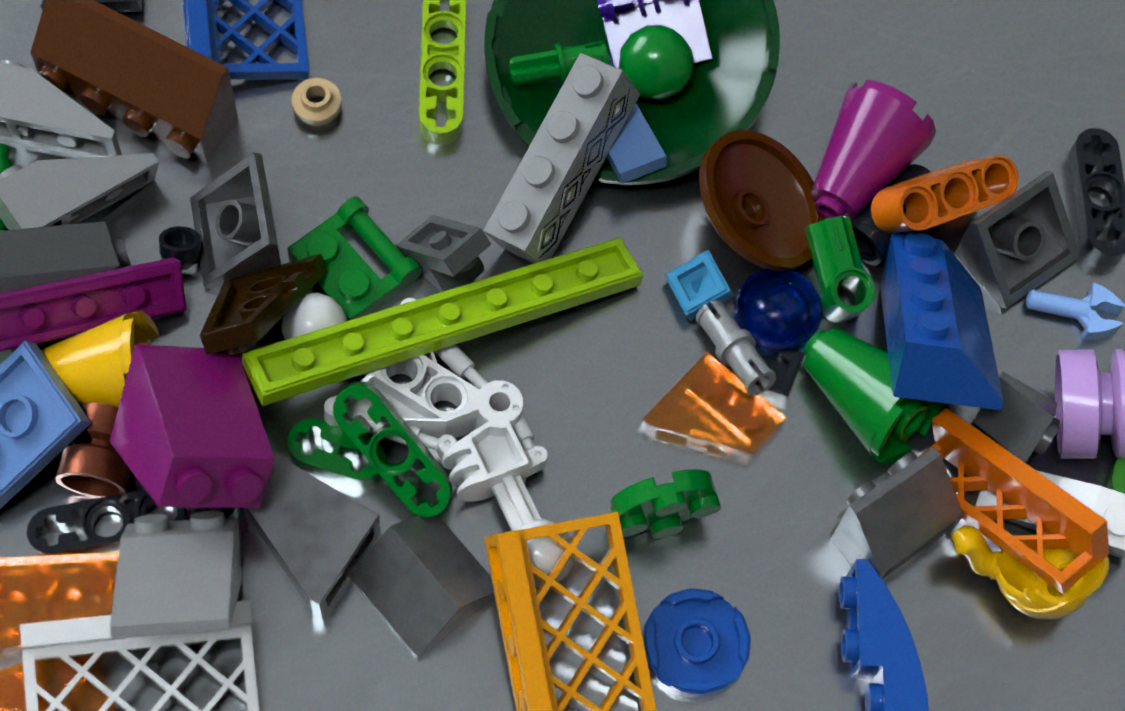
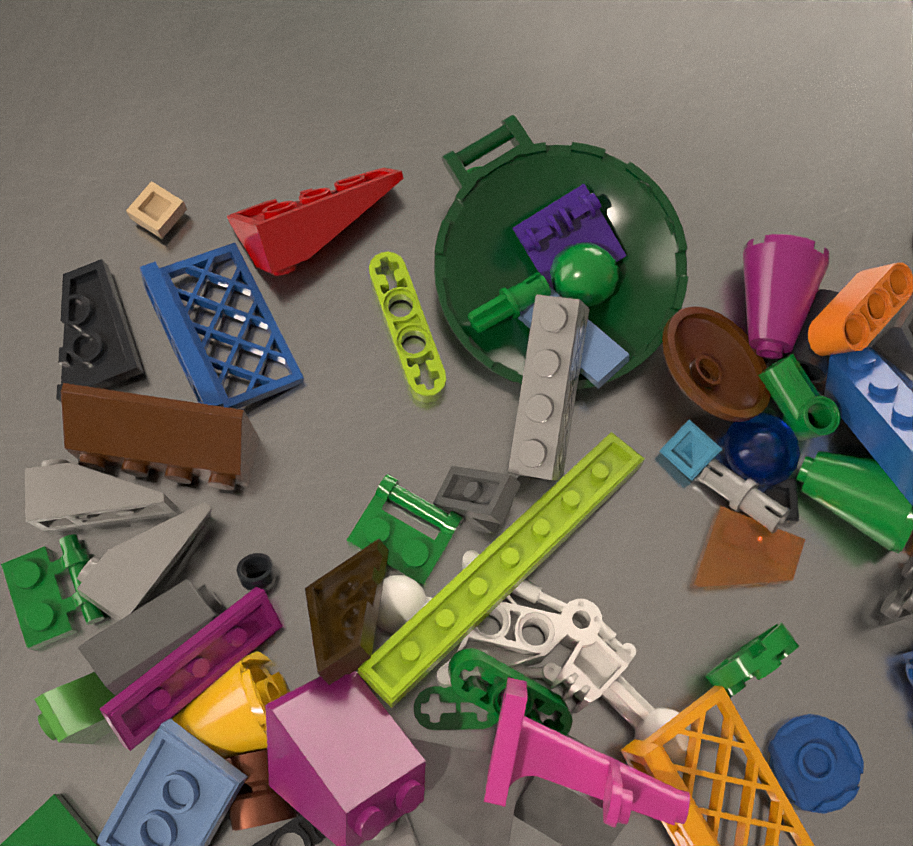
camera: 15 degrees left, 5 degrees up
(235, 224) = (296, 537): flat silver slope -> none
(316, 113) = (323, 412): tan plate -> none
(376, 477) = (532, 749): none -> dark pink piece

